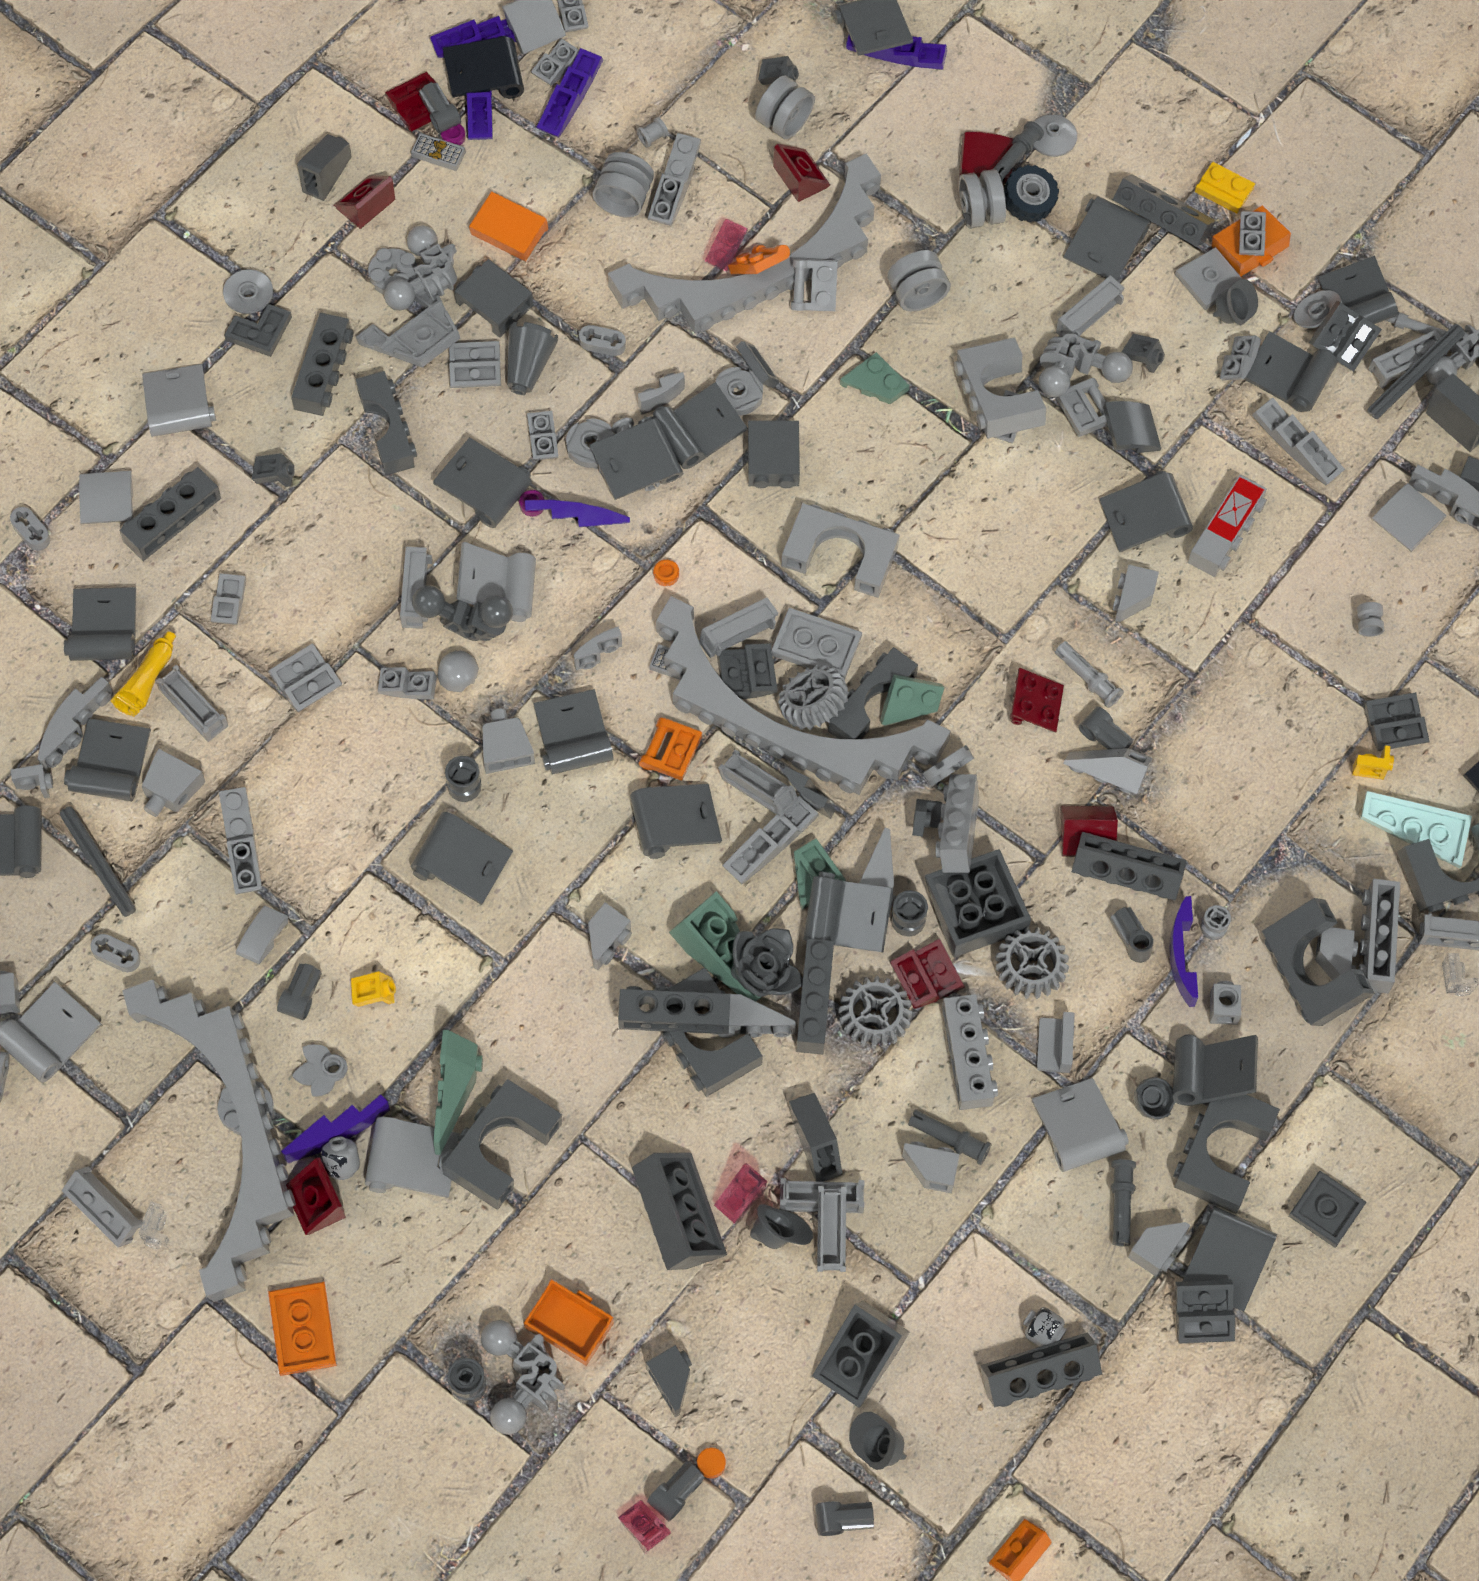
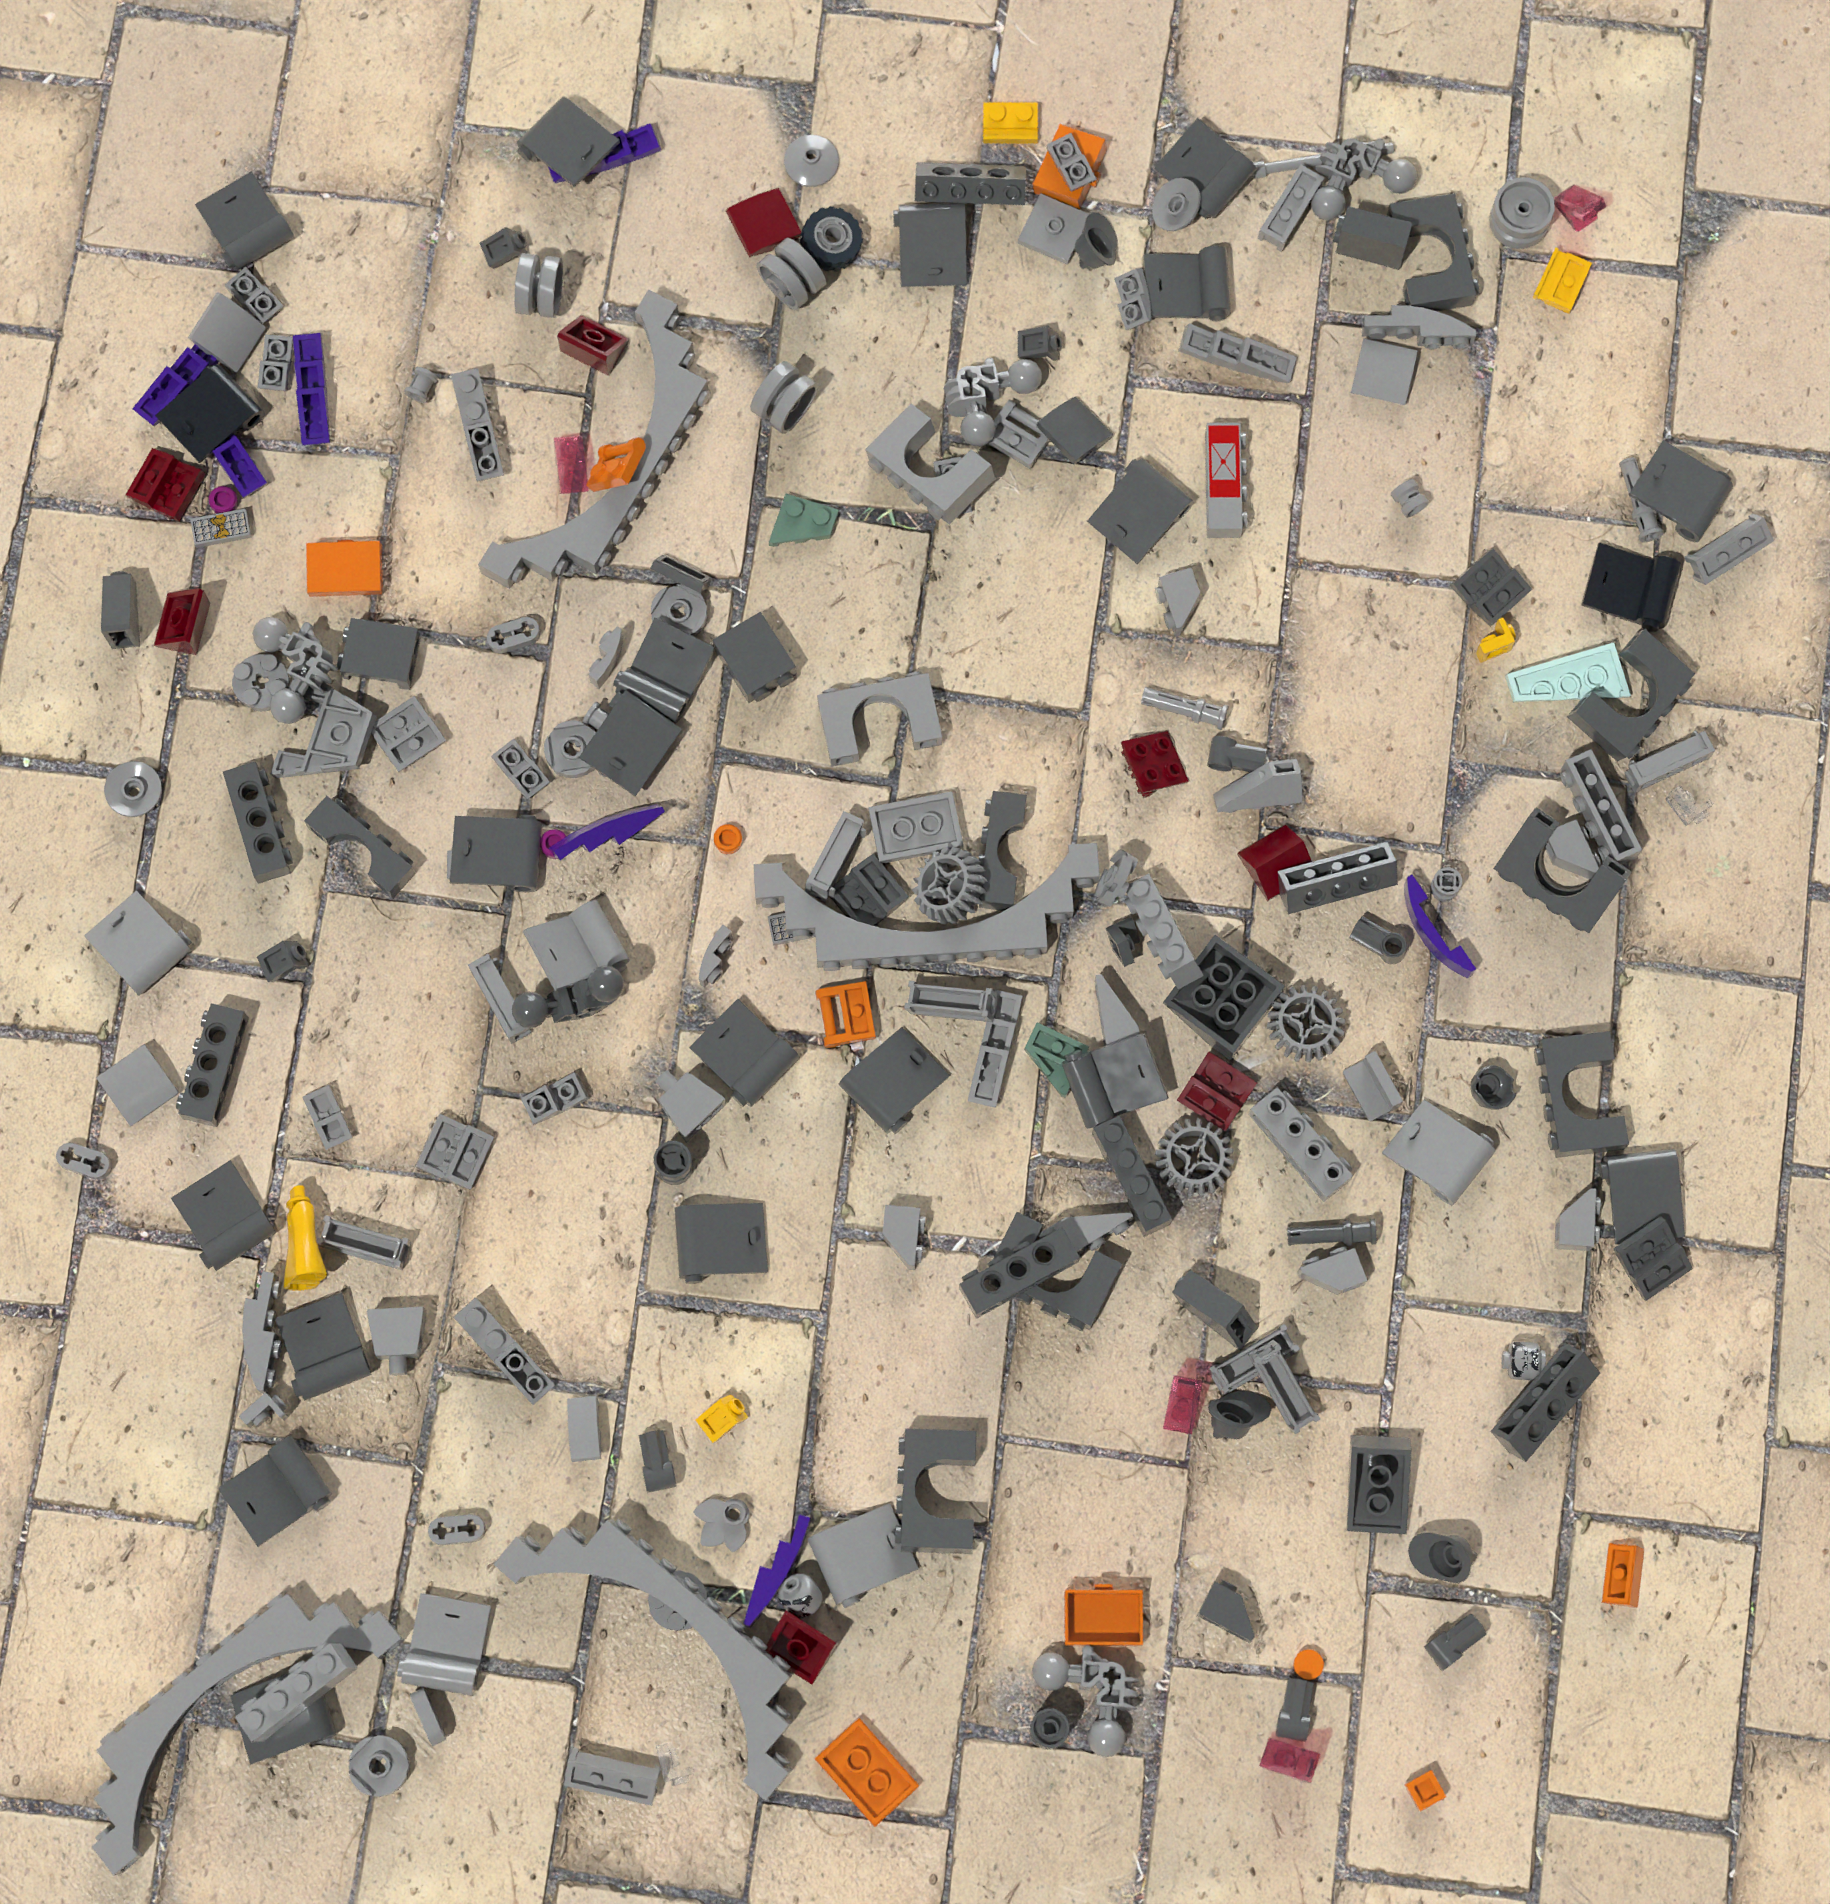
camera: 30 degrees left, 10 degrees up
(97, 861) = (379, 1452): dark grey axle -> none
(261, 336) = (177, 828): dark grey plate -> none
(442, 113) = (202, 487): dark grey piece -> none
(457, 671) = (595, 1057): light grey hair -> none
(459, 1072) = (855, 1449): sand green wedge -> none
(527, 355) = (455, 697): dark grey cone -> none
(623, 184) = (432, 461): light grey wheel -> none
(678, 1210) = (1135, 1453): dark grey slope -> none
(709, 939) = (1010, 1180): sand green wedge -> none
(771, 949) = (1068, 1176): dark grey brick -> none
(807, 791) = (997, 982): dark grey slope -> none
(823, 285) = (693, 455): light grey plate -> none
(909, 913) = (1168, 1044): dark grey wheel -> none
(910, 699) = (1038, 832): sand green wing -> none
(1021, 145) = (791, 192): dark grey pin -> none
(1091, 308) = (962, 329): light grey container -> none
(1122, 1189) = (1514, 1189): dark grey pin -> none
(1214, 1070) = (1530, 1030): dark grey door -> none
(1221, 1013) = (1500, 969): light grey brick -> none
(1327, 1209) = (1702, 1097): dark grey plate -> none
(1345, 335) = (1219, 219): dark grey slope -> none
(1416, 371) = (1307, 219): dark grey axle -> none

